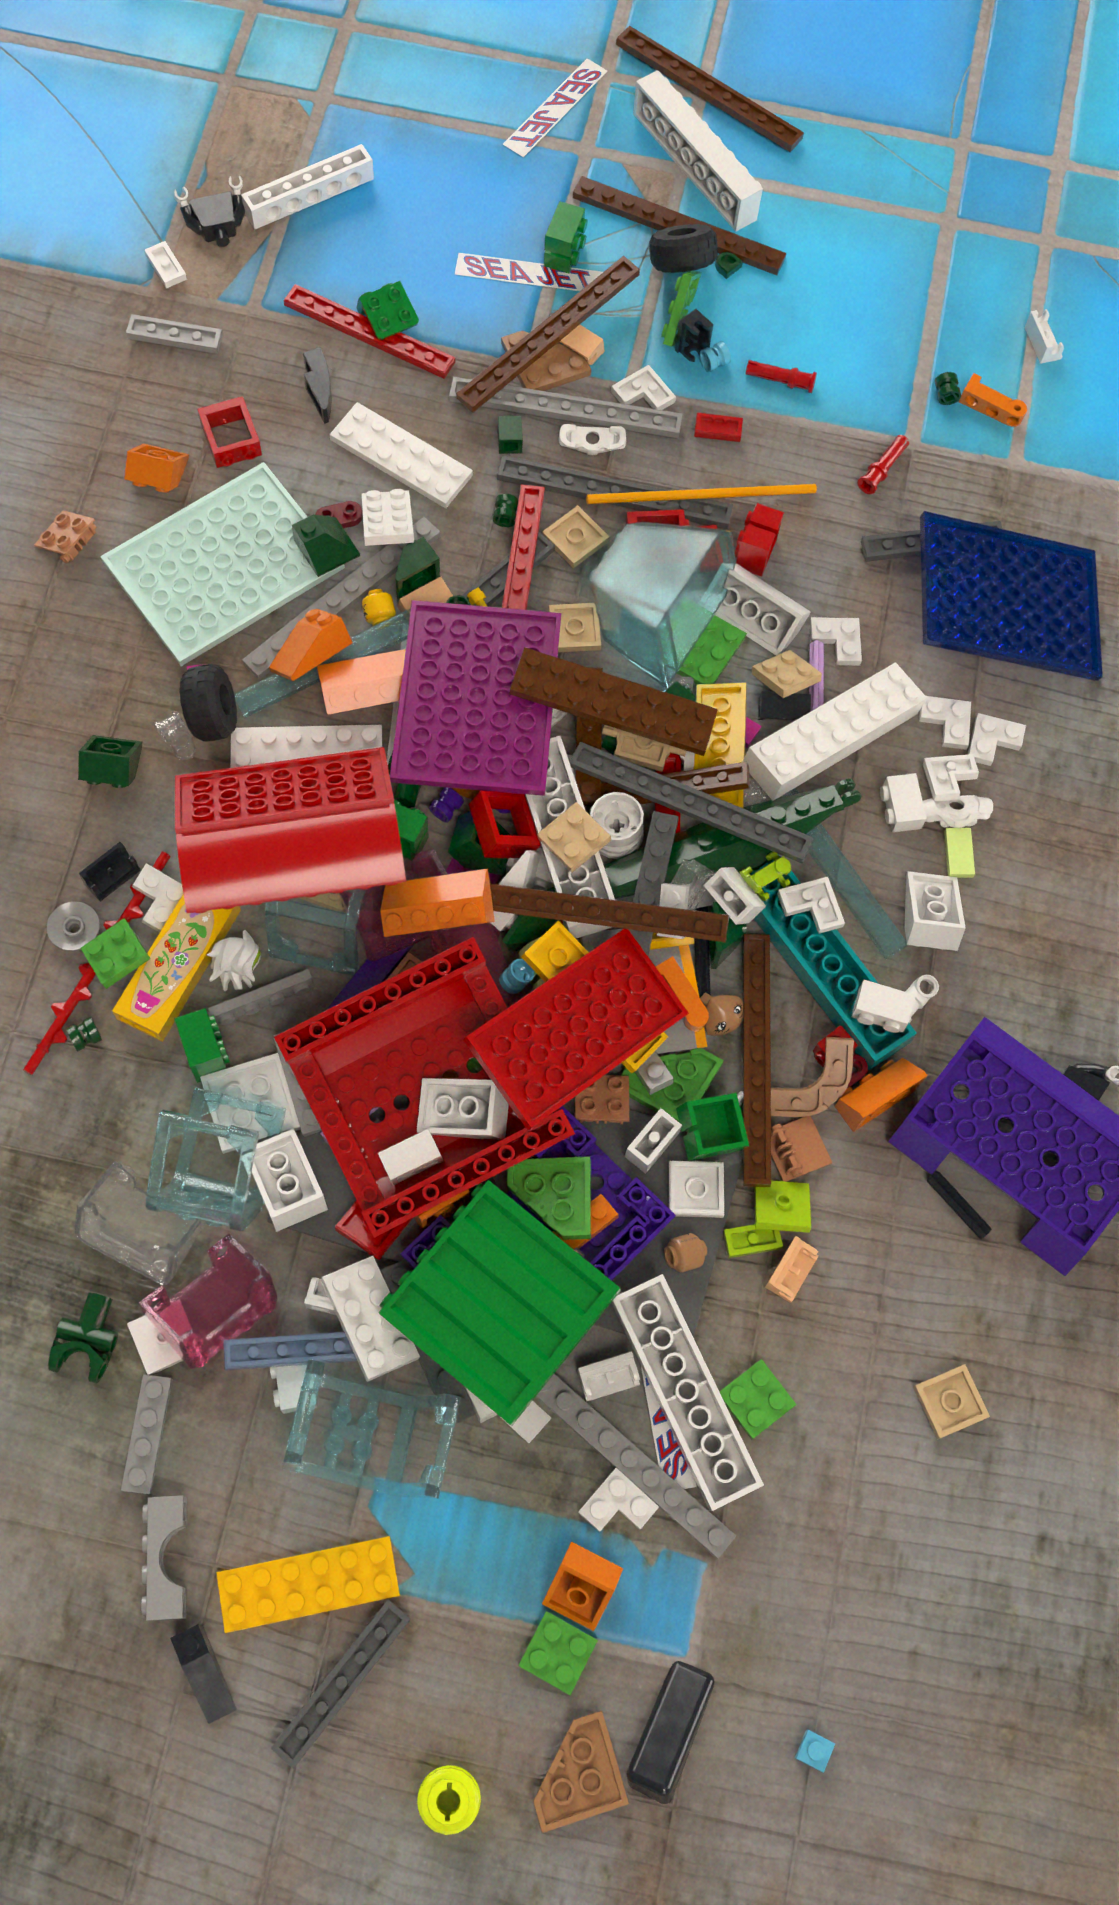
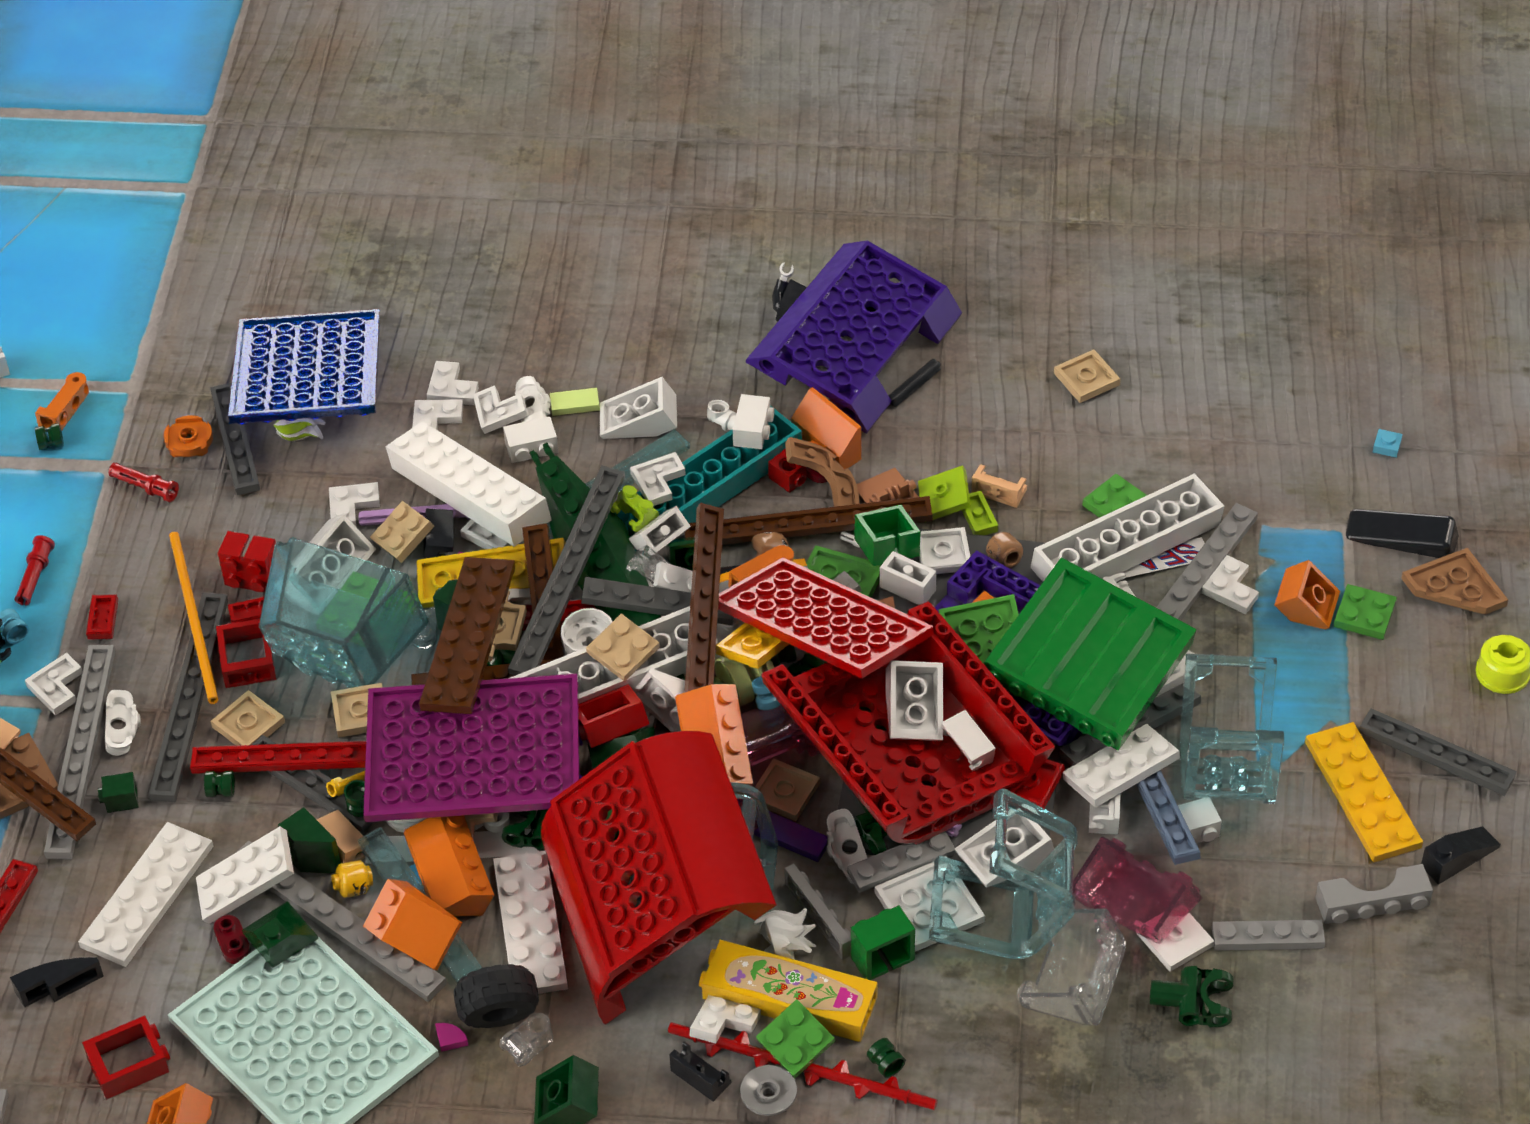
camera: 90 degrees left, 20 degrees down
(939, 490) = (176, 435): none -> orange plate

